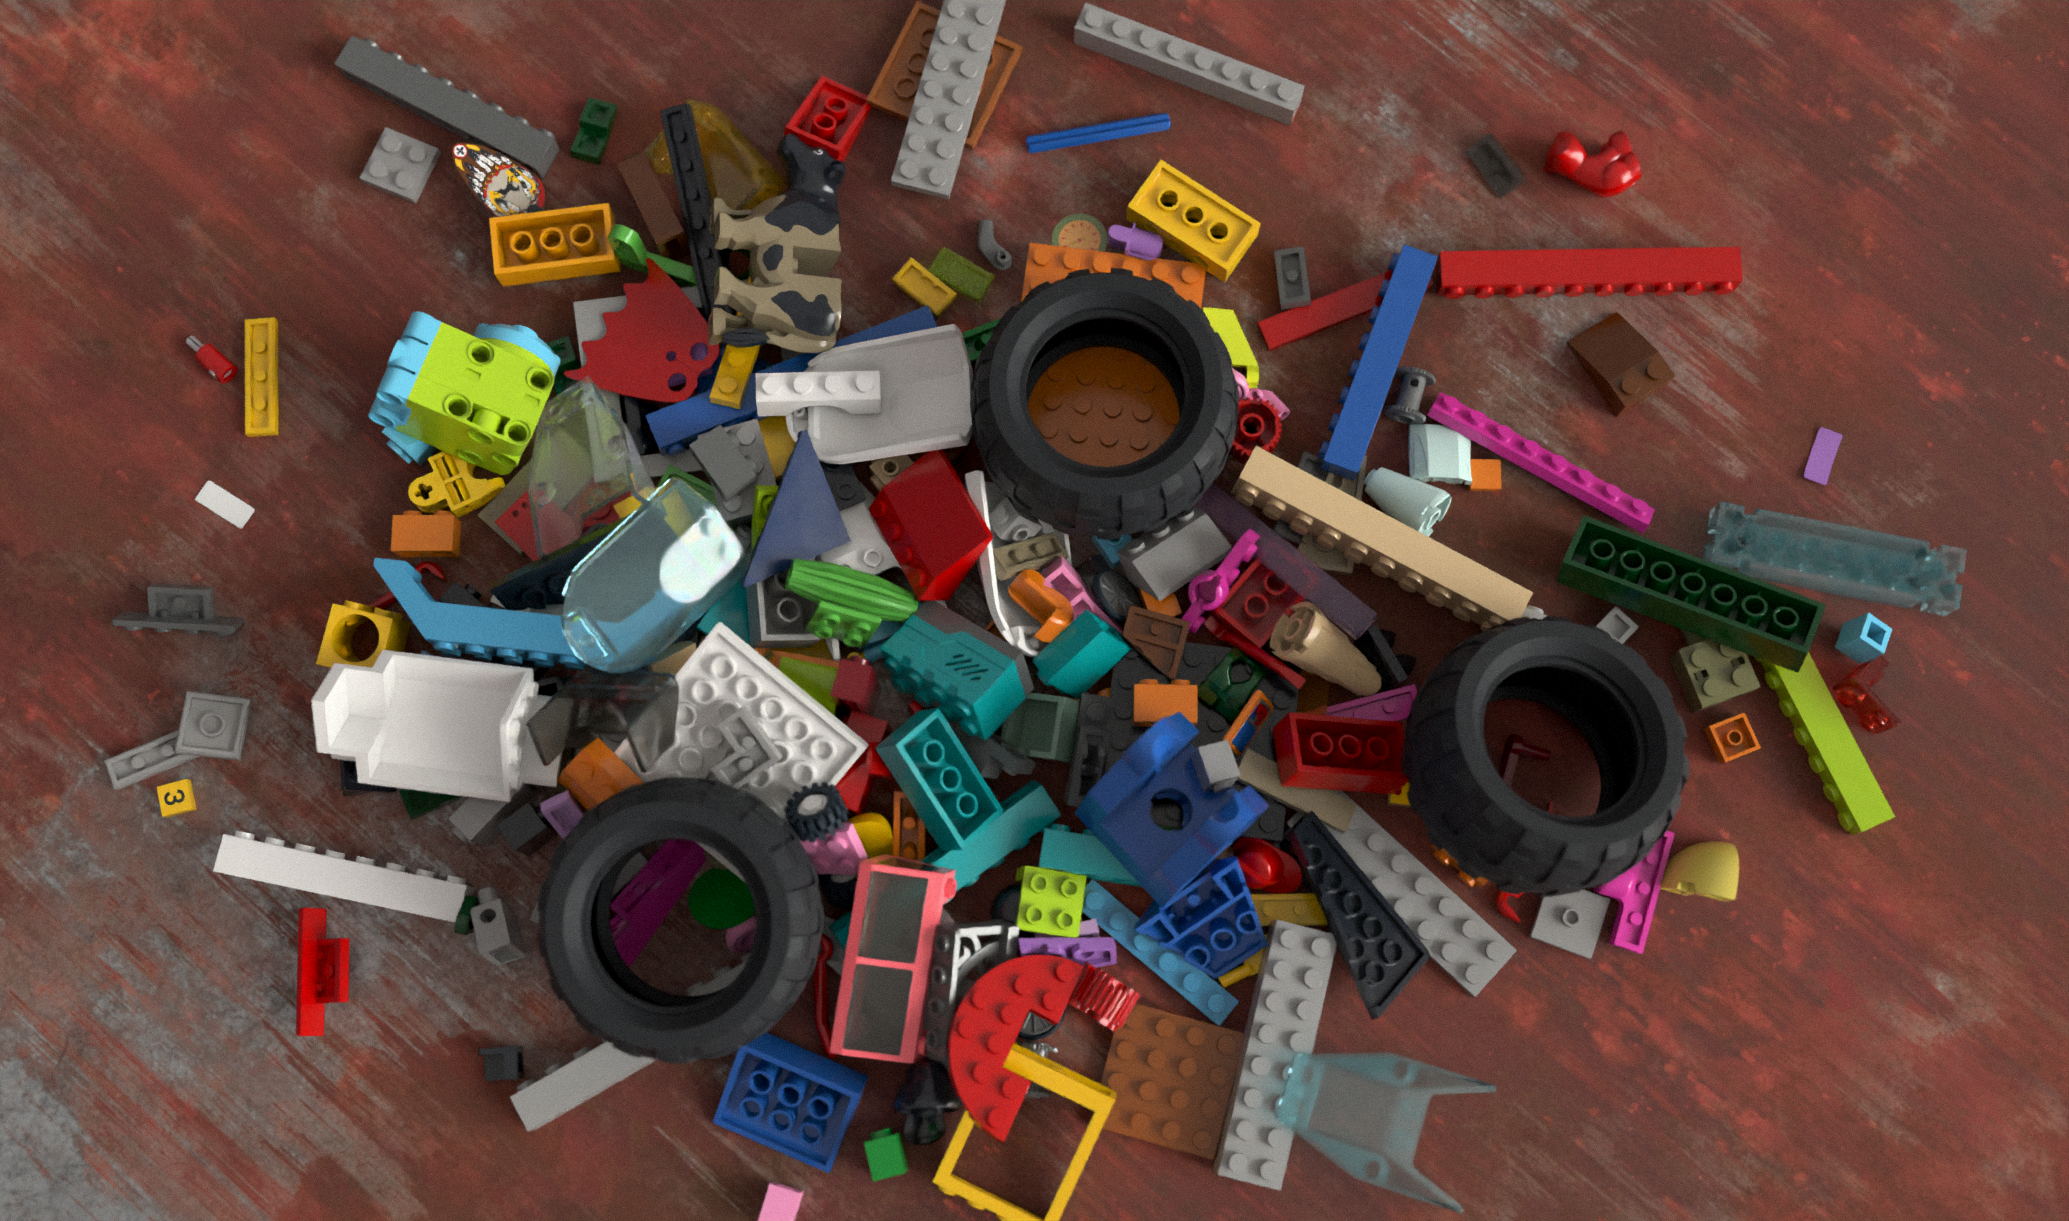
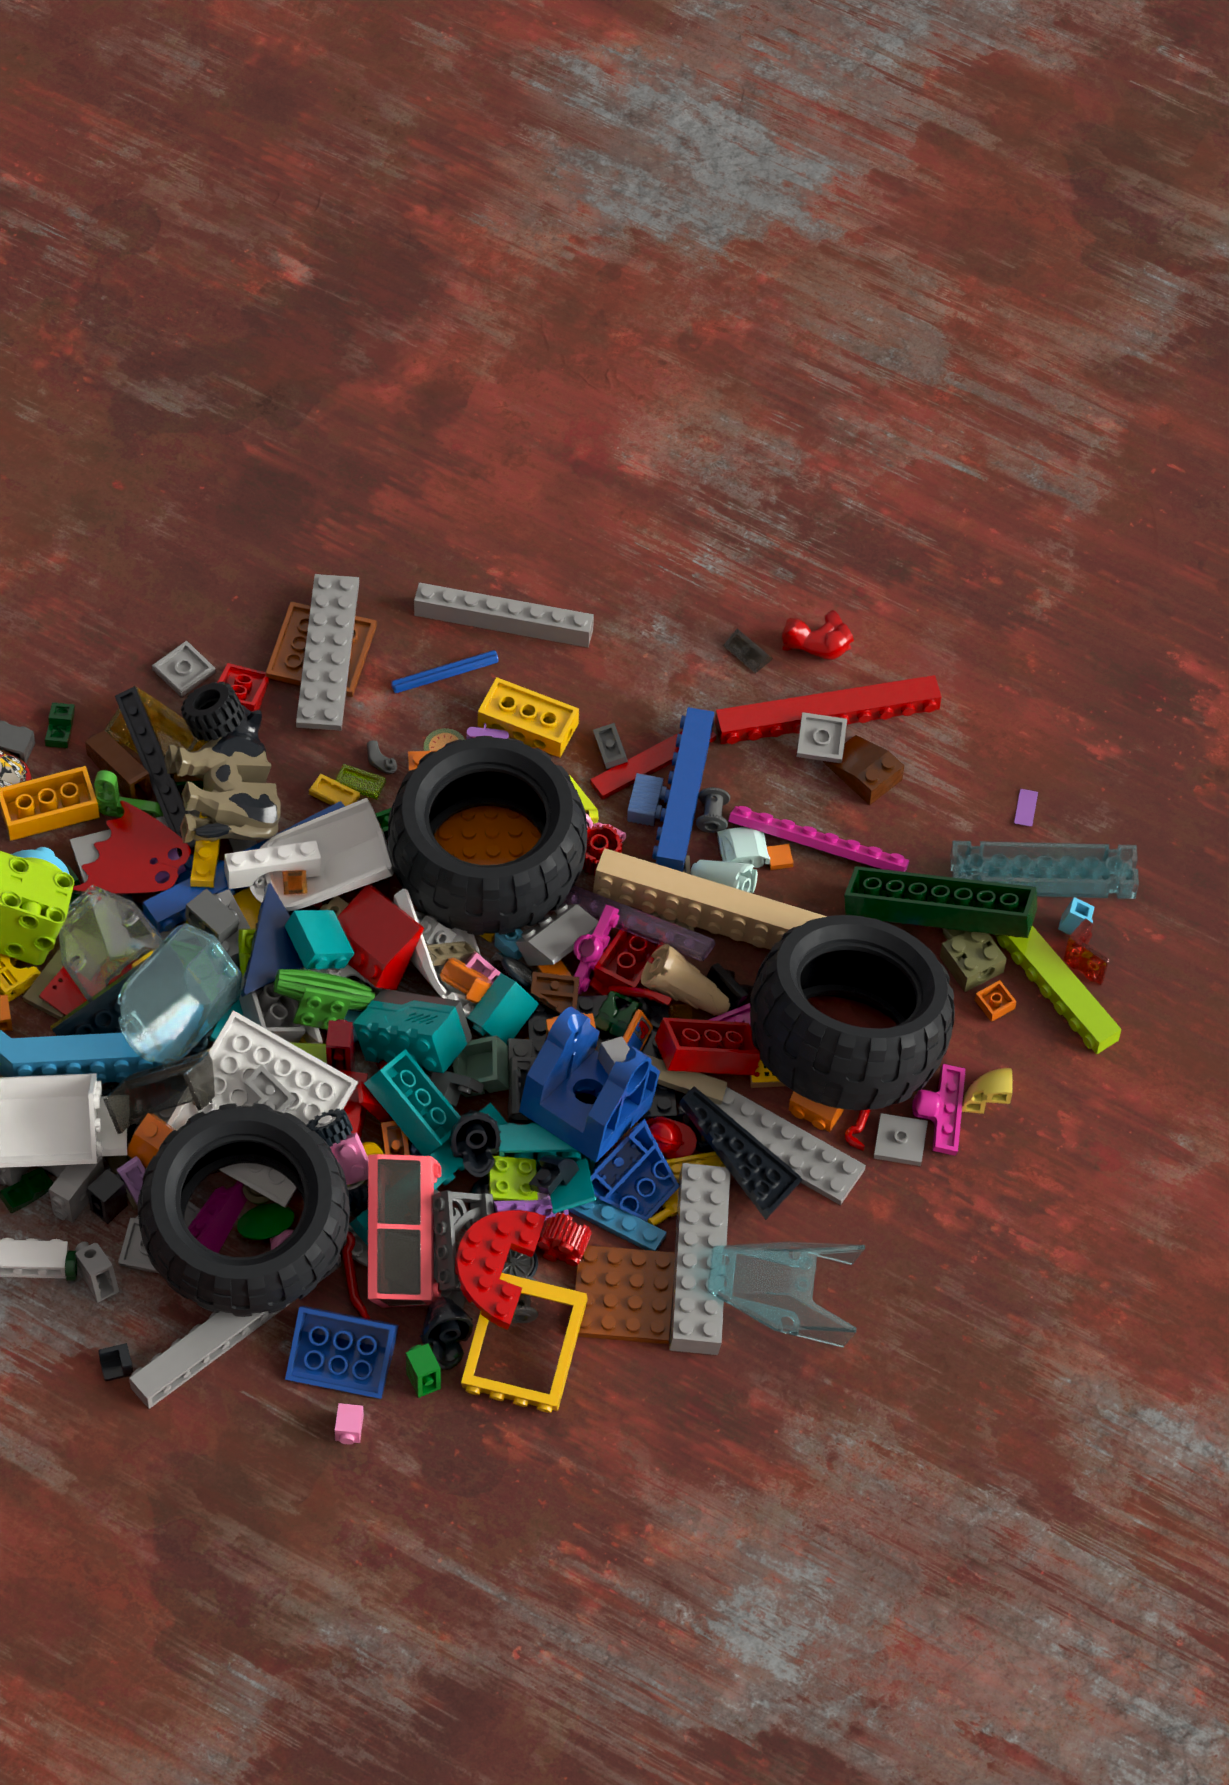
camera: 15 degrees left, 20 degrees down
(765, 74) = (183, 669): none -> light grey tile
(776, 160) = (212, 711): none -> black tyre
(844, 422) = (295, 882): none -> clear orange slope
(857, 520) = (319, 939): none -> teal brick
(1008, 848) = (475, 1140): none -> black head
(1107, 905) = (553, 1171): none -> black brick
(1123, 927) = (576, 1193): none -> teal container
(1325, 363) = (645, 799): none -> medium blue brick
(1572, 315) = (821, 737): none -> light grey tile

